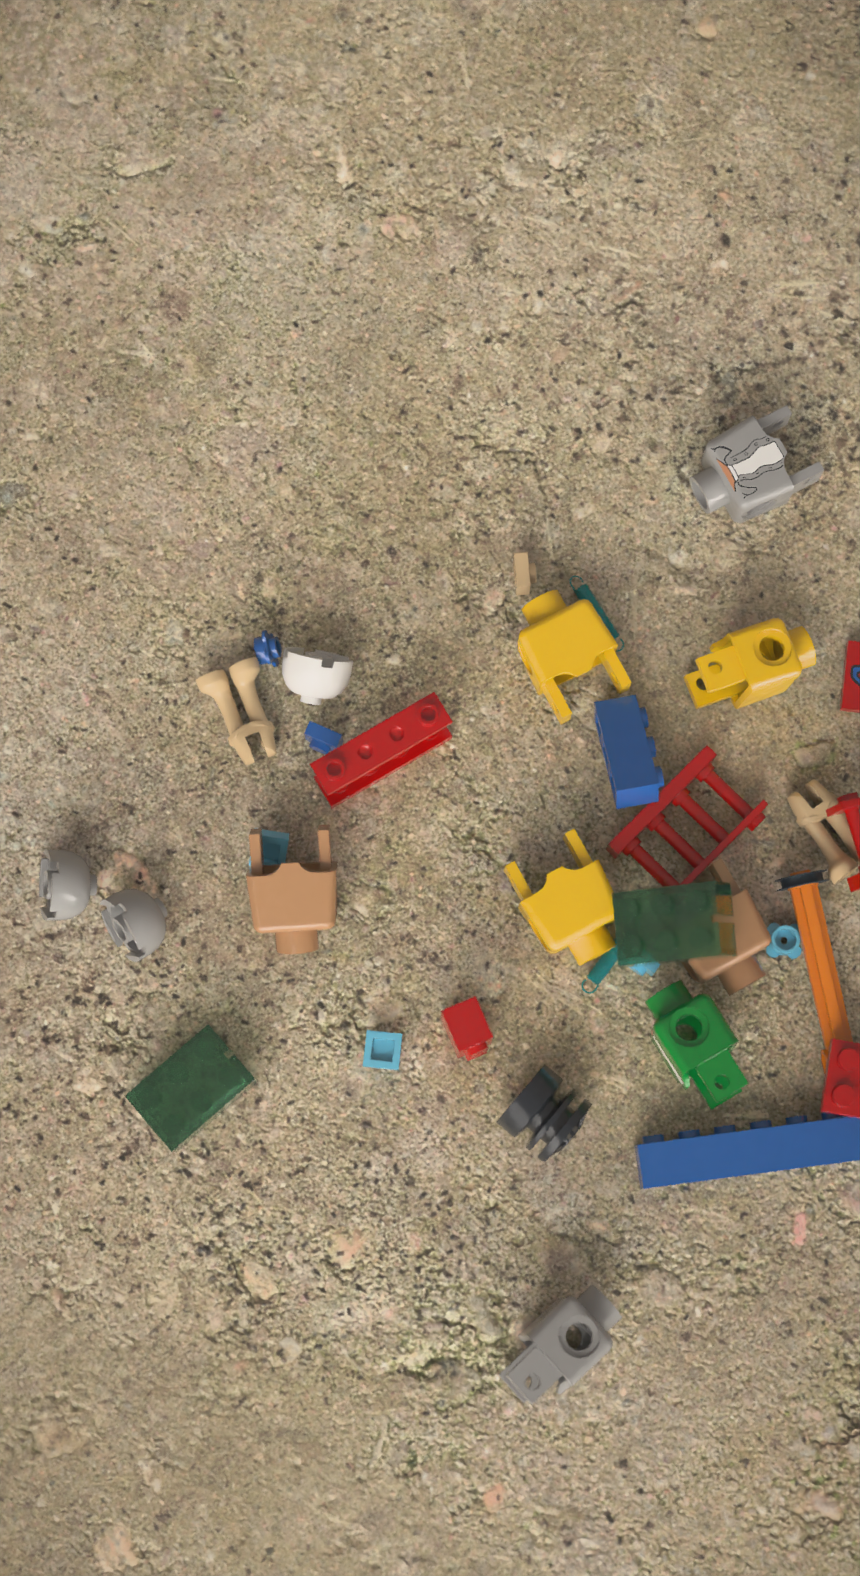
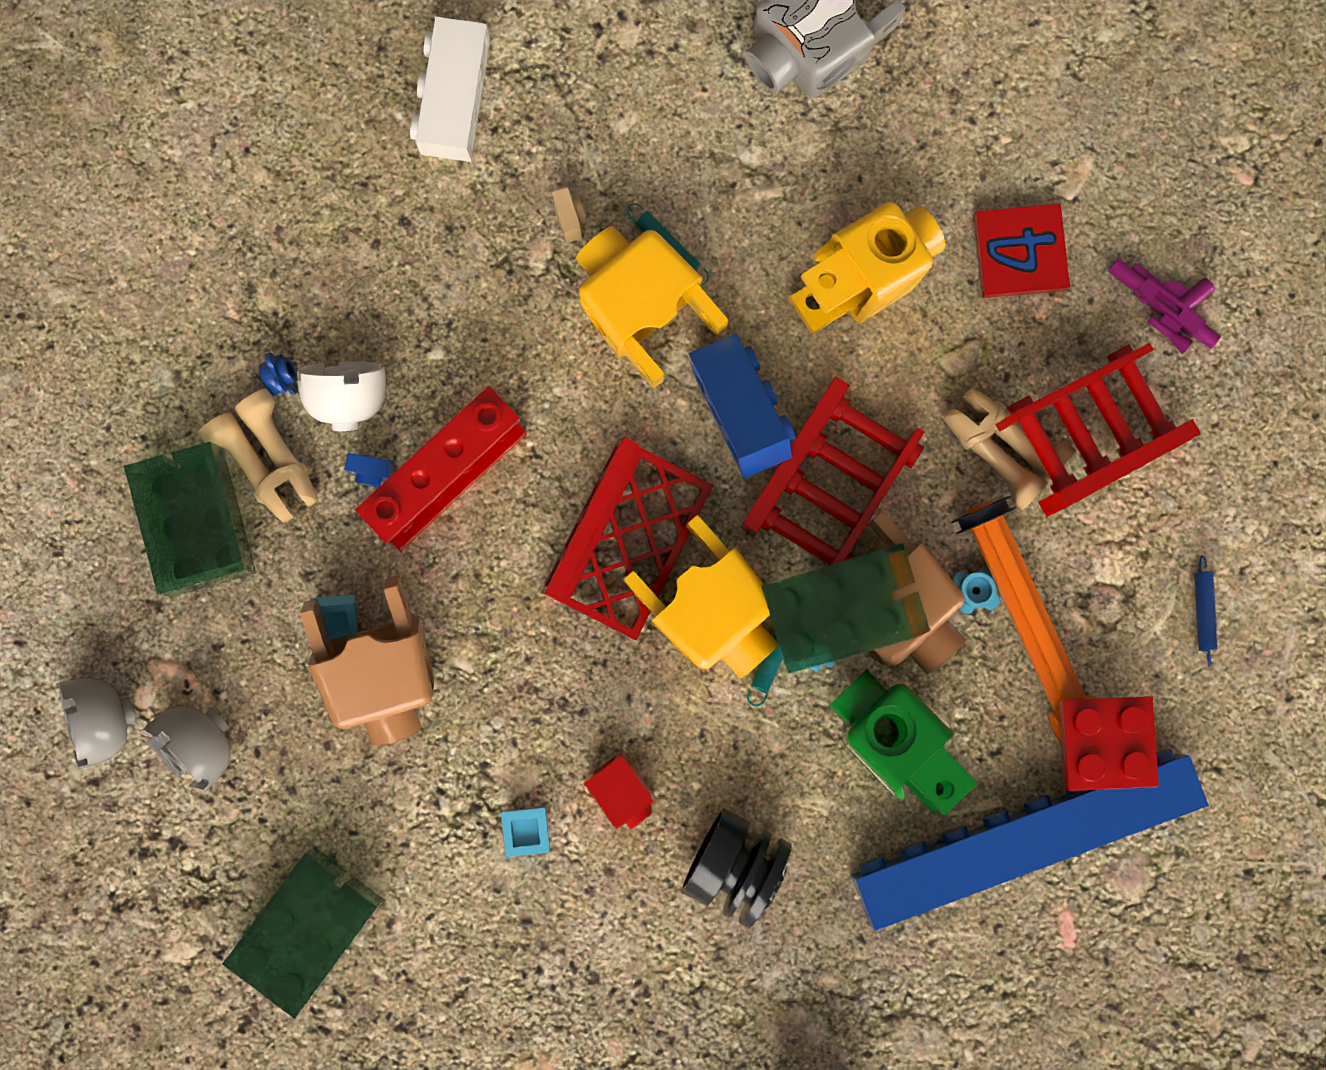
camera: 20 degrees left, 5 degrees up
(175, 747) = (189, 520): none -> clear green piece
(452, 456) = (451, 89): none -> white brick
(492, 815) = (594, 519): none -> red fence

